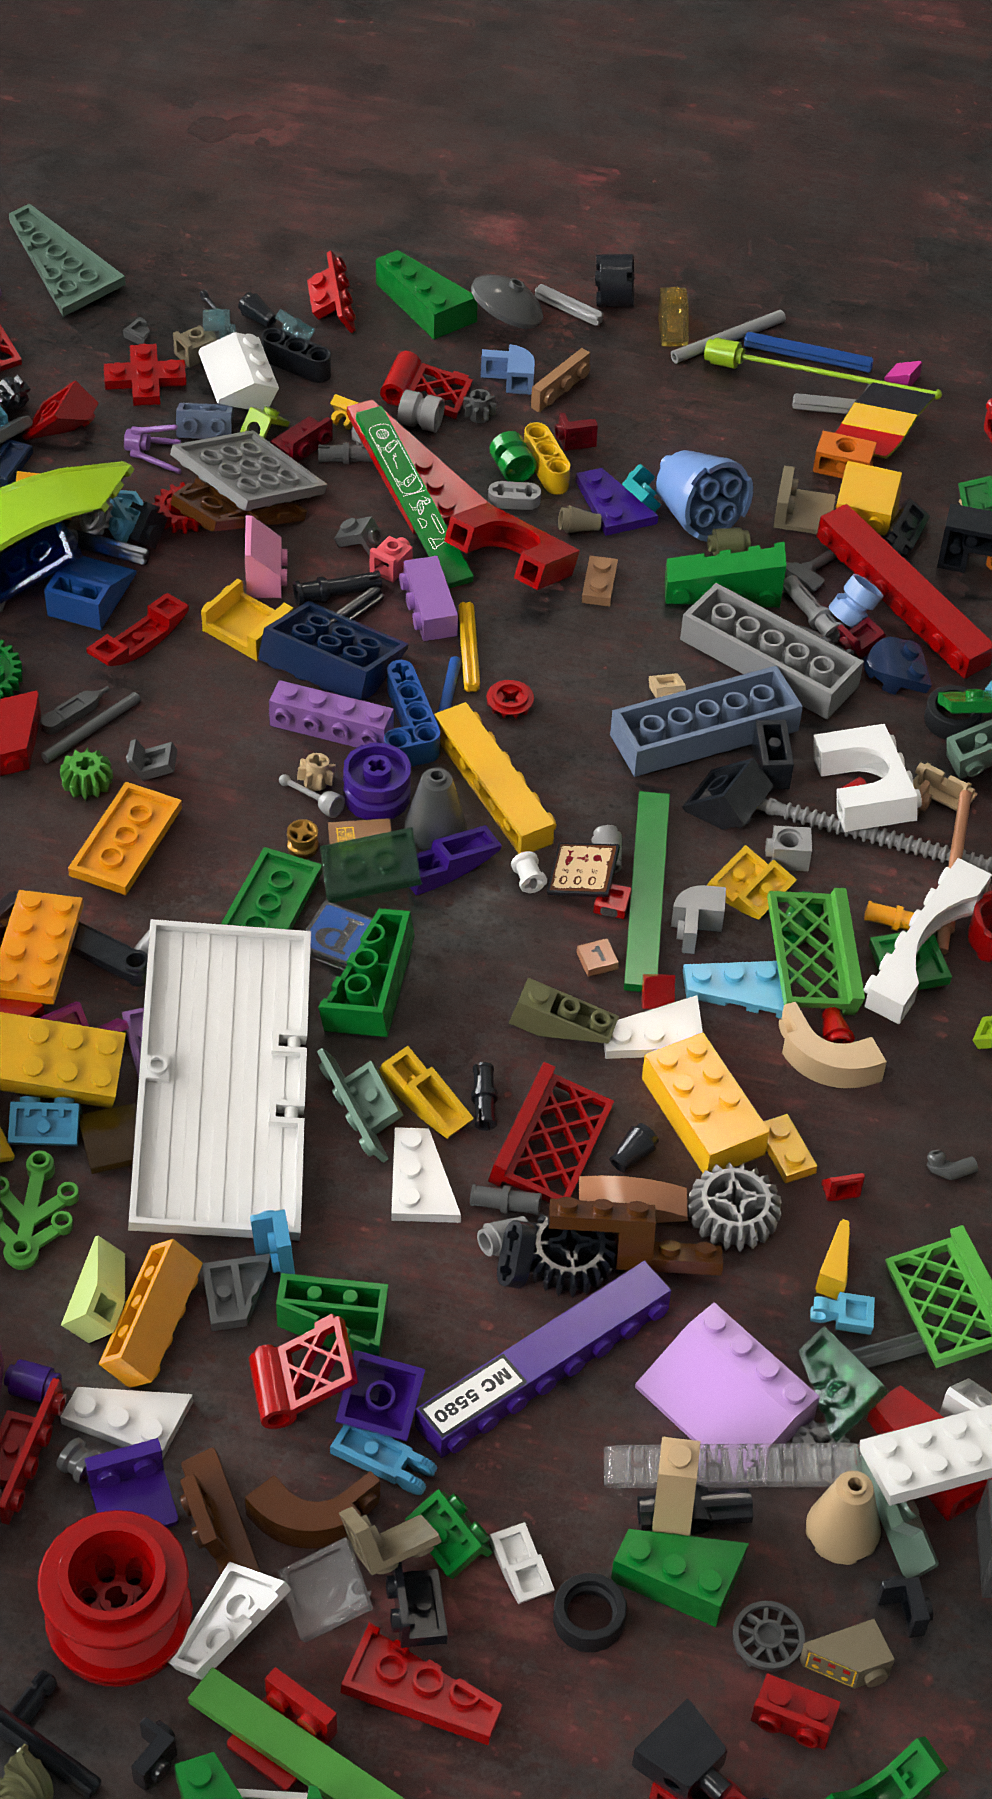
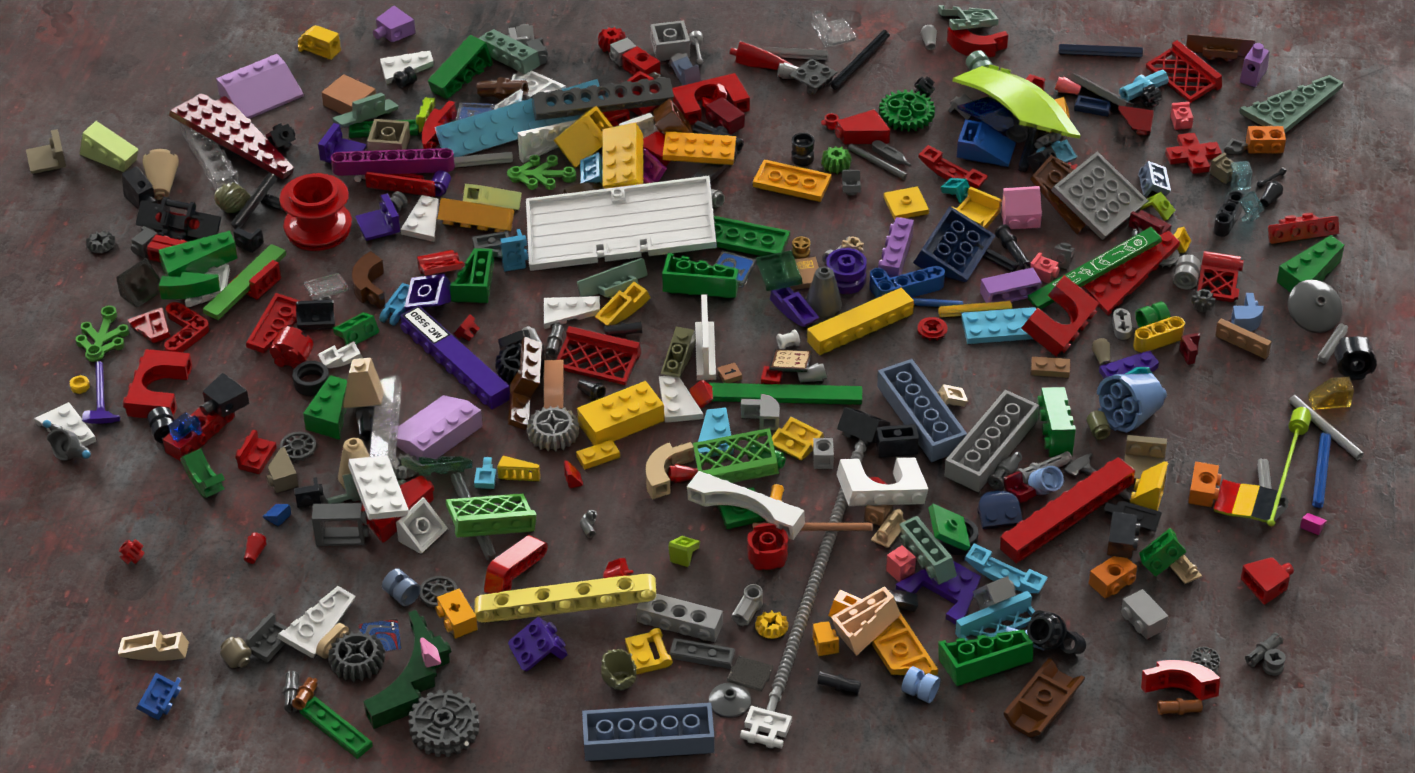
camera: 90 degrees right, 5 degrees down
(55, 811) = (802, 149): none -> black wheel
(63, 369) = (1181, 115): none -> coral brick
(137, 441) = (1124, 154): medium lavender plant -> none
(139, 295) = (1265, 139): none -> orange brick
(184, 634) = (956, 186): none -> teal bracket
(205, 701) = (906, 203): none -> yellow plate
(215, 1512) = (361, 243): reddish brown bracket -> none
(226, 1617) = (310, 253): white wing -> none
(239, 371) = (1196, 186): white slope -> none
(385, 1550) = (340, 289): dark tan bracket -> none
(463, 1340) = (465, 328): none -> red tile
(505, 624) = (996, 325): none -> medium azure plate
(506, 982) = (705, 345): none -> white fence
(521, 1643) = (291, 347): none -> red brick
(952, 1664) = (278, 514): none -> blue slope

